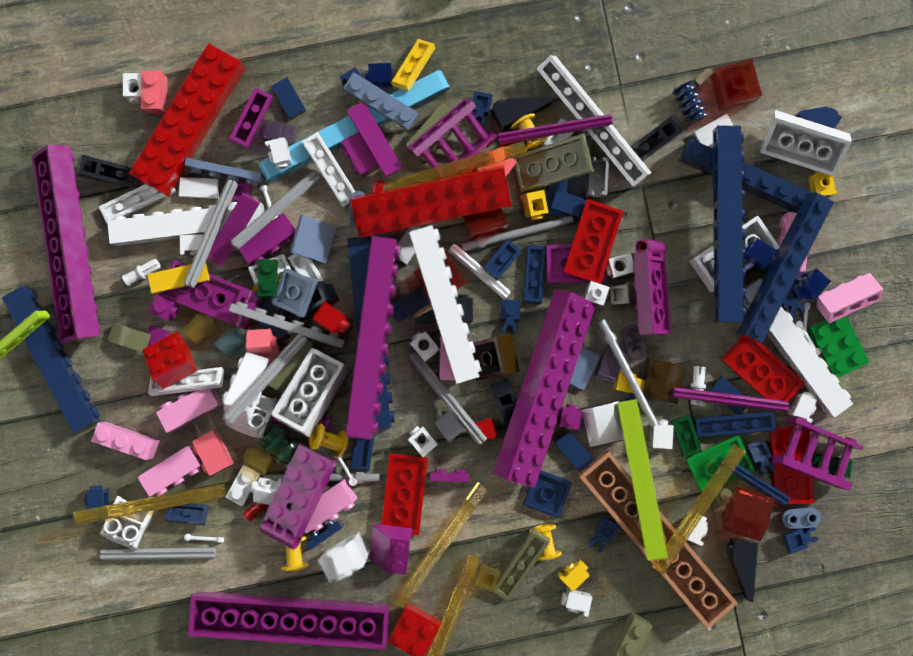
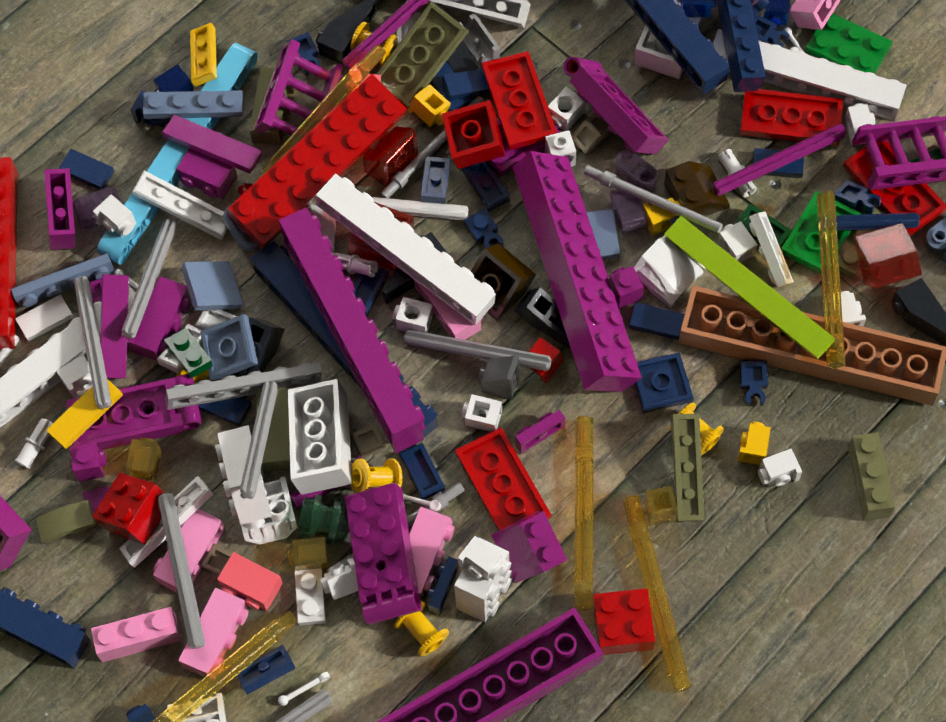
camera: 30 degrees left, 20 degrees down
(171, 424) = (181, 571): none -> light grey axle
(231, 341) = (190, 449): clear light blue brick -> none
(254, 511) = (343, 613): red pin -> none
(262, 344) = (228, 415): coral brick -> none
(333, 320) = (294, 334): red brick -> none
(411, 284) = (355, 264): none -> axle
(545, 249) = (473, 134): none -> red brick
(677, 458) = (770, 249): none -> white plate
(735, 424) = (805, 183): dark blue tile -> none

